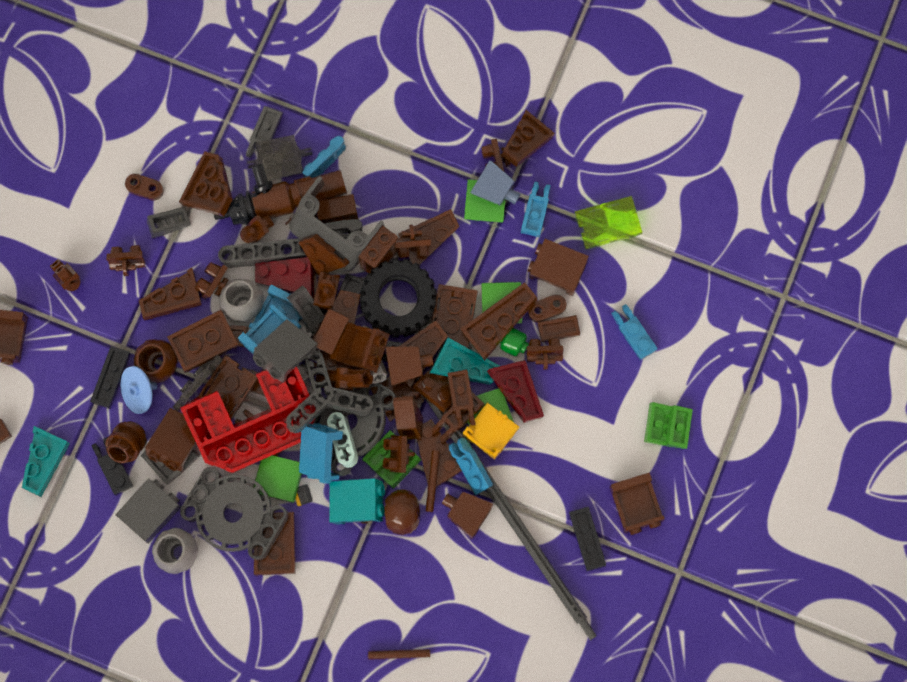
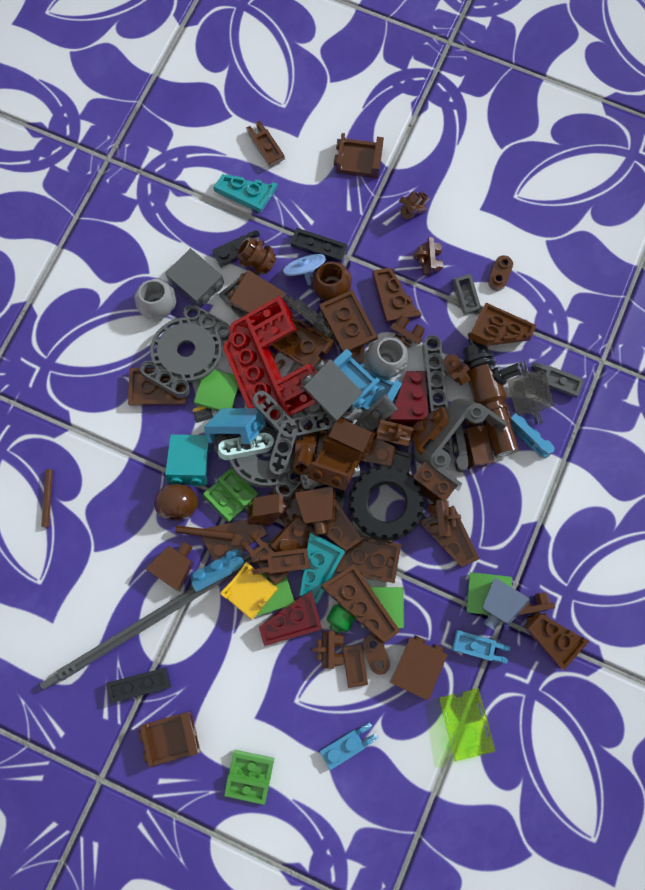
camera: 90 degrees right, 0 degrees up
(399, 453) = (230, 501): reddish brown hips -> none

